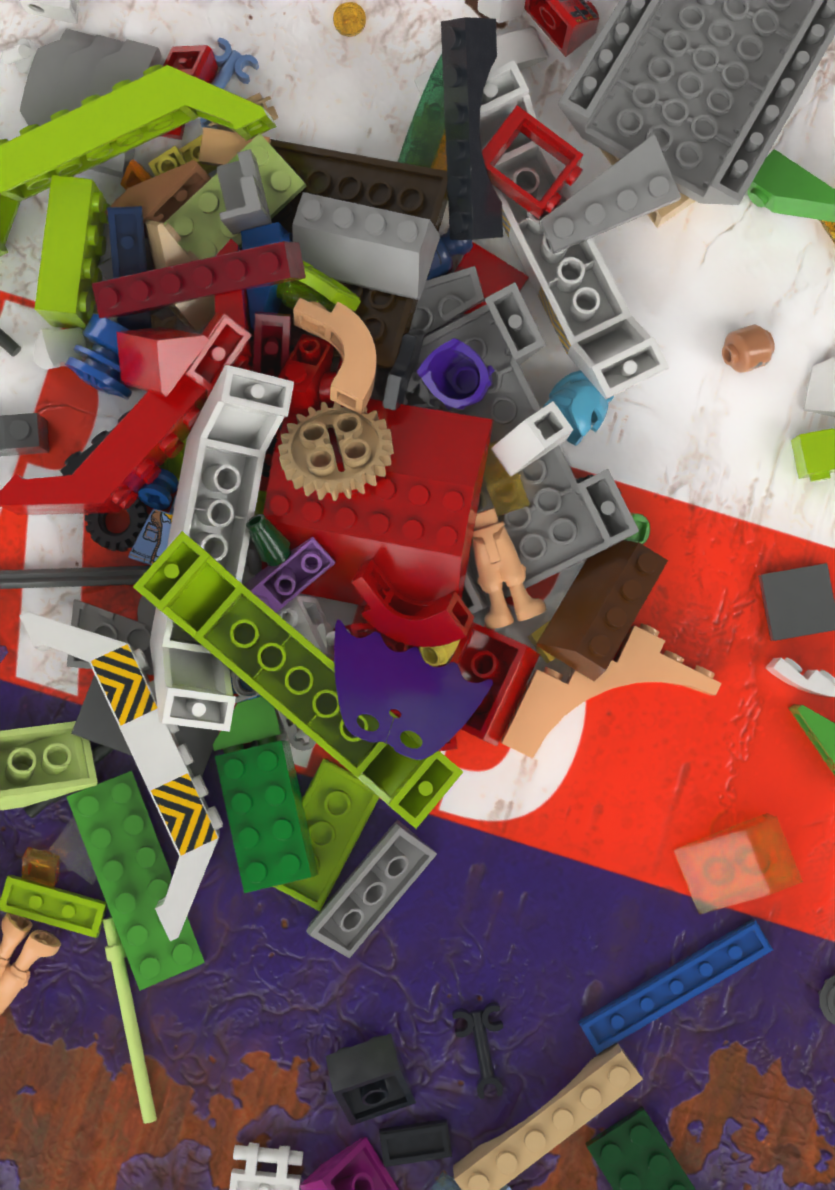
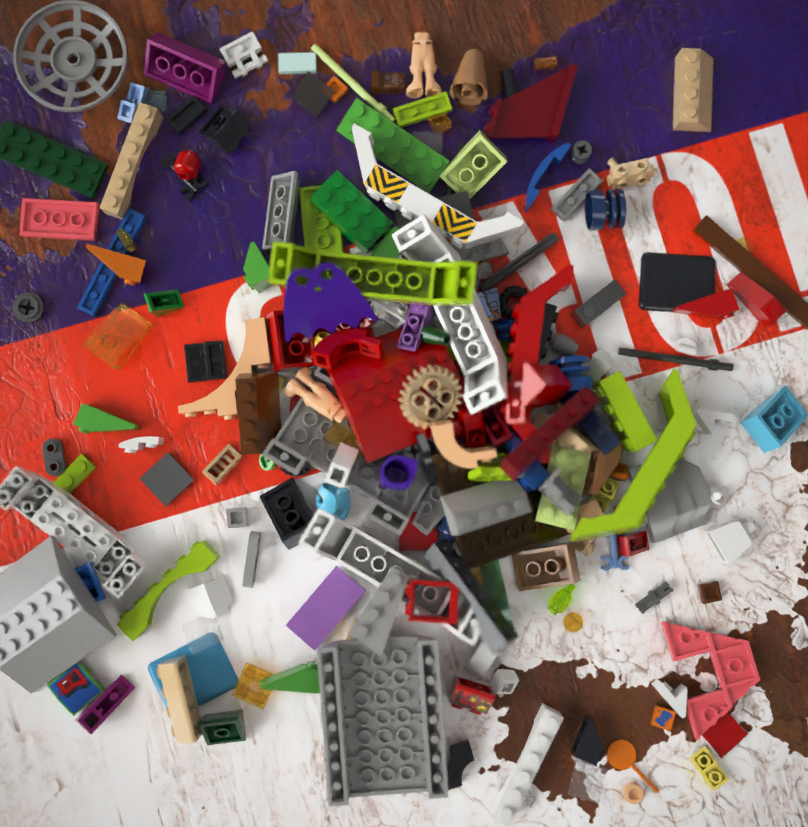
camera: 145 degrees right, 0 degrees up
(76, 984) = (387, 83): none -> reddish brown leg
(90, 410) = (563, 345): none -> light grey brick
(130, 601) = (483, 270): none -> light grey plate
(163, 1030) = (339, 88): none -> orange tile
(192, 1111) = (297, 63): none -> light aqua tile
(201, 1044) = (313, 94): none -> clear smoke piece
(333, 112) = (546, 567): none -> medium nougat slope
(344, 58) = (561, 600): none -> clear neon green plant
(464, 820) = (256, 270): none -> bright green slope
(465, 1059) = (187, 164): none -> red head
(631, 739) = (205, 361): none -> black slope
(633, 1002) = (126, 240): none -> clear yellow tile
(636, 869) = (163, 302): none -> green slope
(651, 433) = (288, 512): none -> black slope
(663, 966) = (122, 265): none -> orange slope
(687, 265) = (325, 608): none -> medium lavender tile
(714, 1108) = (59, 219): none -> coral tile
(731, 561) = (222, 474): none -> tan slope
(732, 477) = (237, 517): none -> light grey plate
(748, 348) = (269, 585): nougat head -> none
(749, 403) = (251, 559): none -> light grey beam

